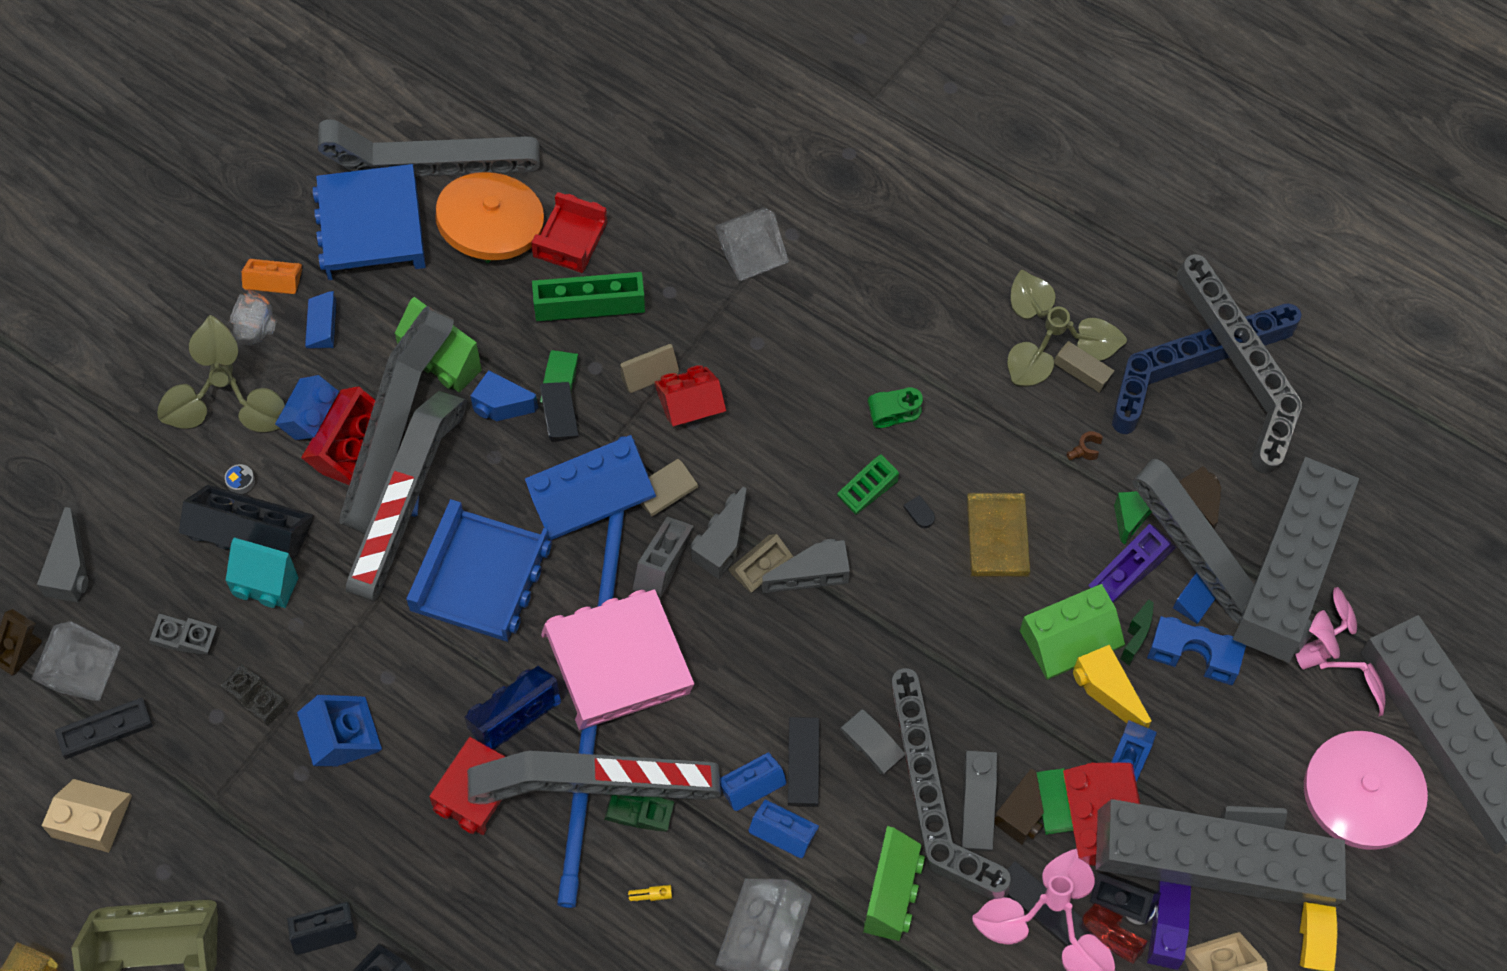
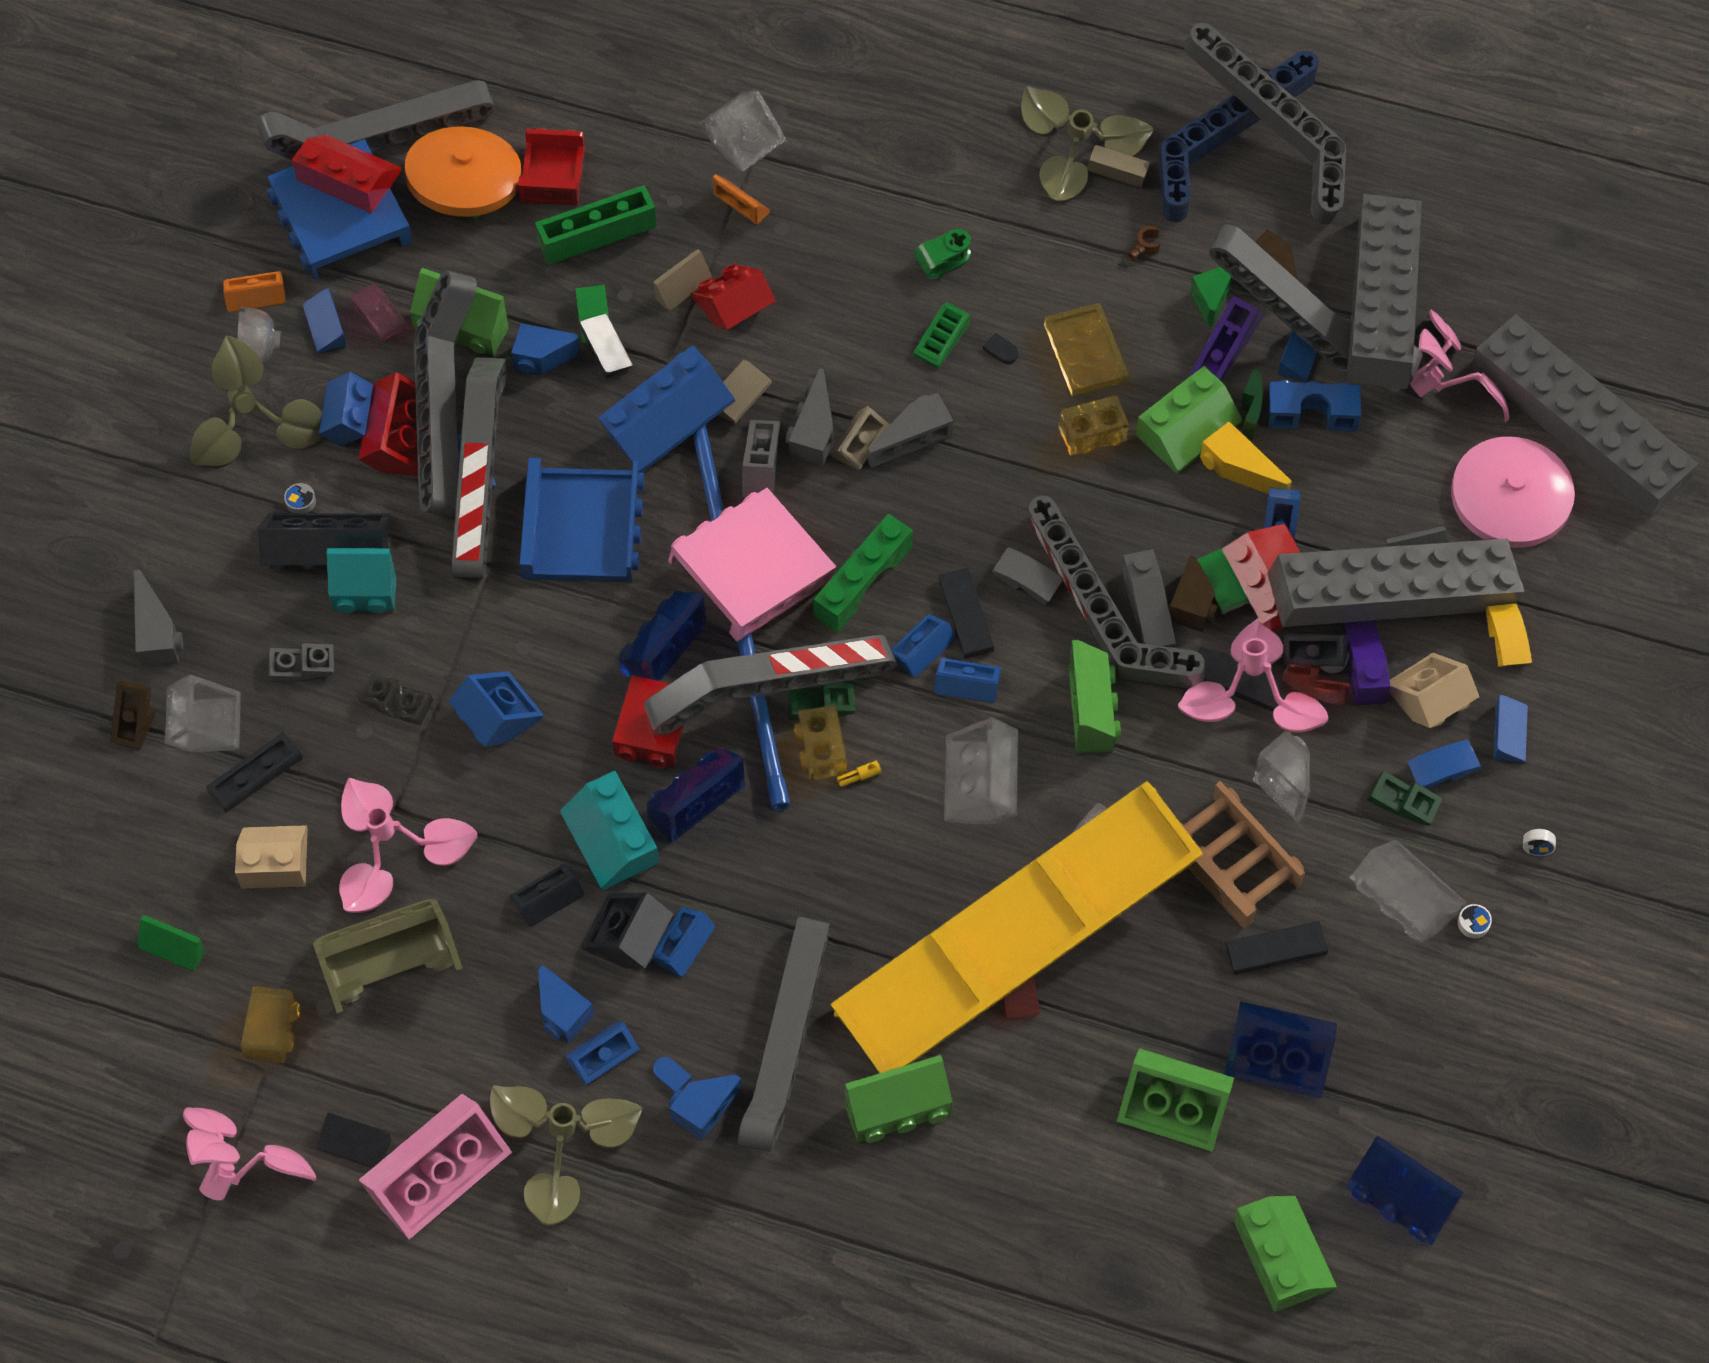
camera: 15 degrees left, 0 degrees up
(189, 790) = (369, 808): none -> bright pink plant
(371, 324) = (378, 311): none -> clear pink slope
(382, 189) = (344, 171): none -> red slope
(399, 883) = (609, 831): none -> teal slope
(490, 869) = (696, 792): none -> clear blue slope
(629, 853) = (824, 742): none -> clear yellow brick
(696, 708) = (845, 590): none -> green arch
(727, 306) = (739, 200): none -> orange slope
(979, 603) = (1091, 419): none -> clear yellow brick

